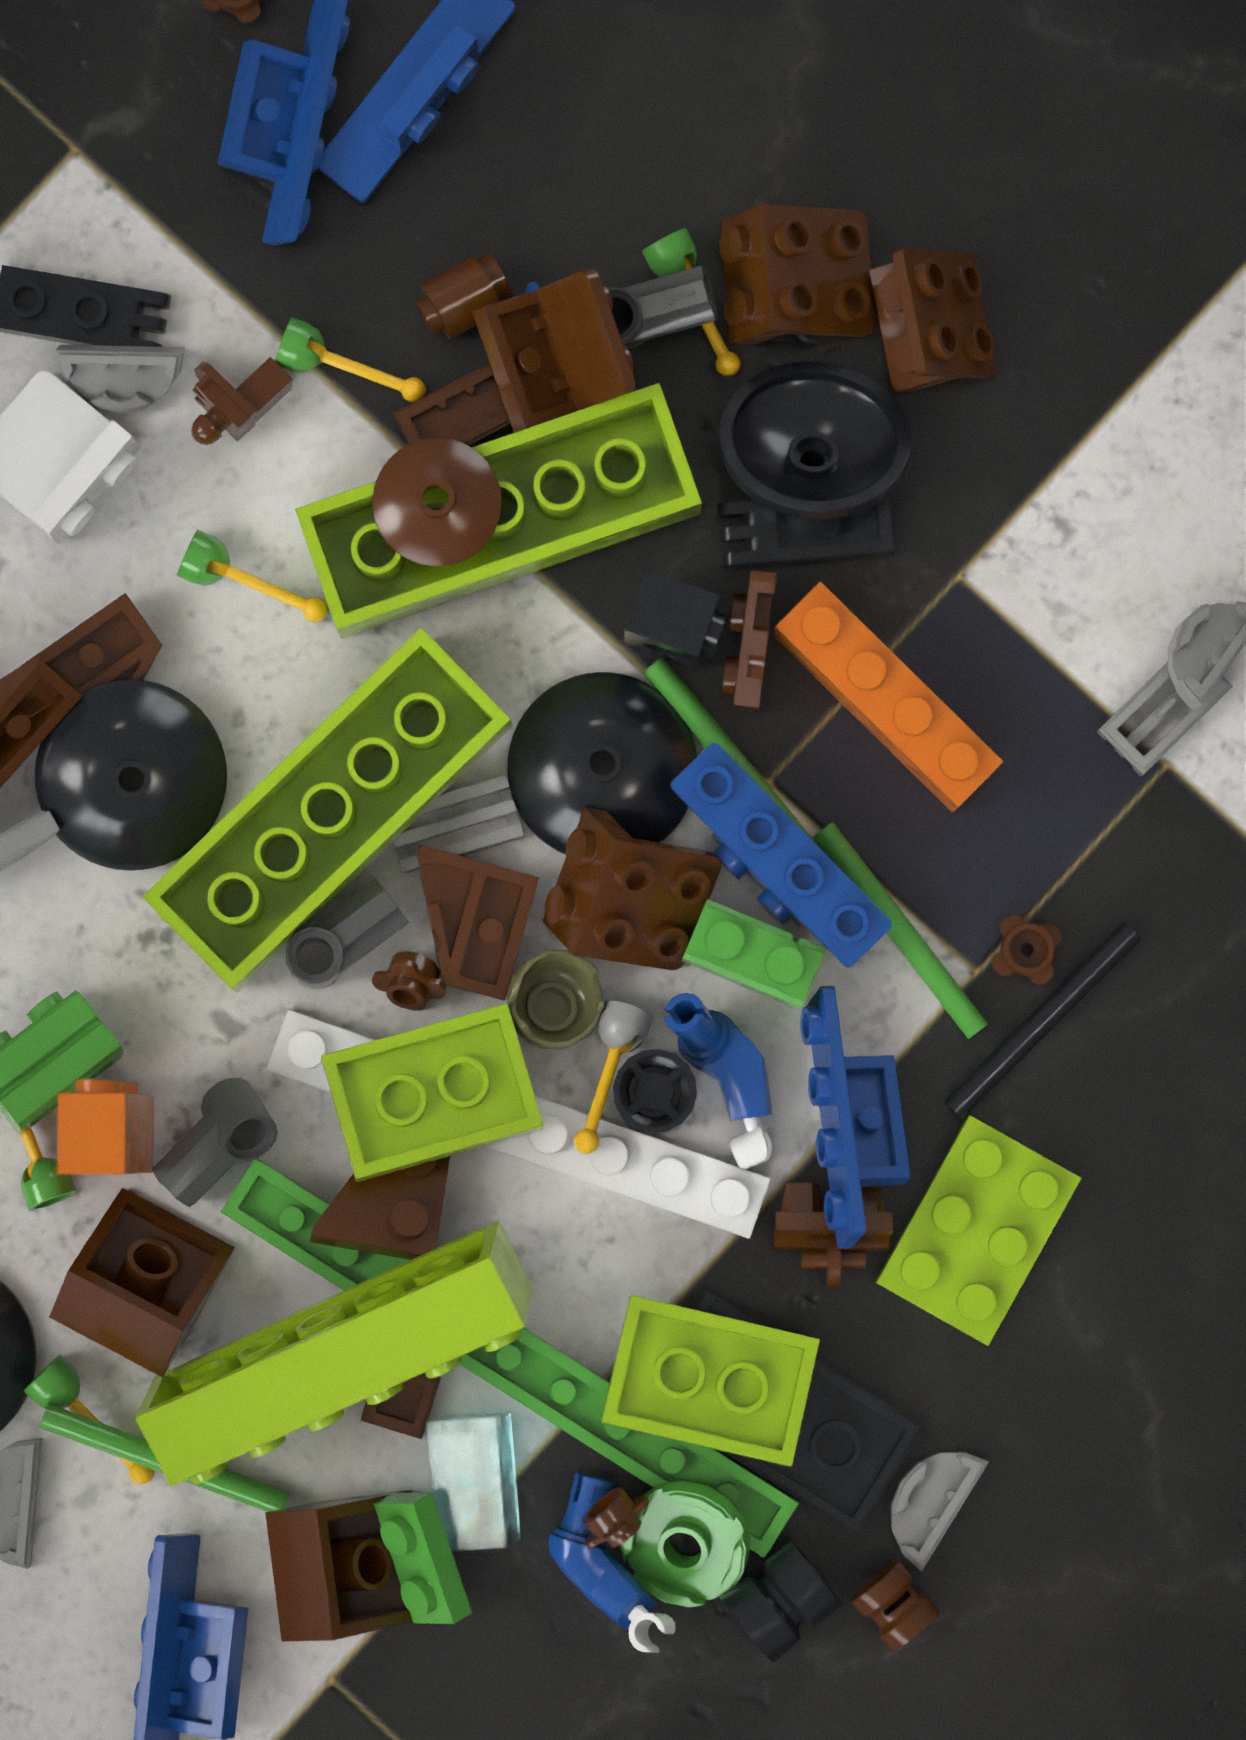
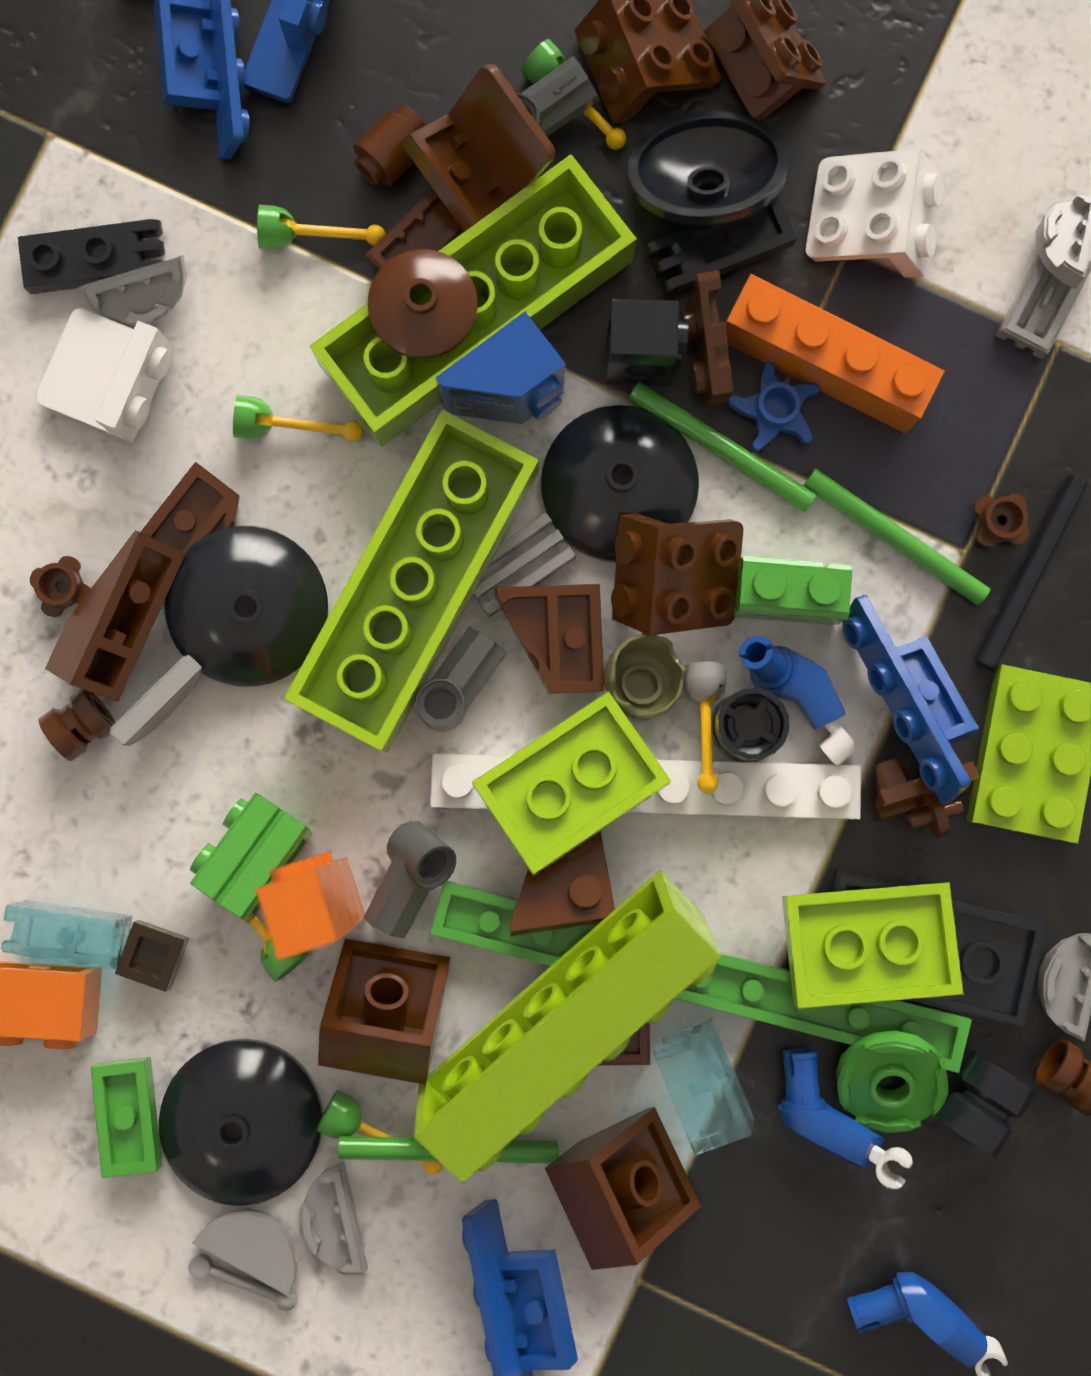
camera: 20 degrees left, 0 degrees up
(236, 408) = (239, 289): reddish brown piece -> none
(410, 981) = (523, 699): reddish brown plate -> none
(422, 1558) = (685, 1165): bright green plate -> none
(507, 611) = (506, 376): none -> blue slope
(613, 1518) = (831, 1083): reddish brown plate -> none
(779, 856) = (788, 506): blue bracket -> none
(809, 738) = (775, 408): none -> blue animal
(998, 546) = (876, 209): none -> white bracket

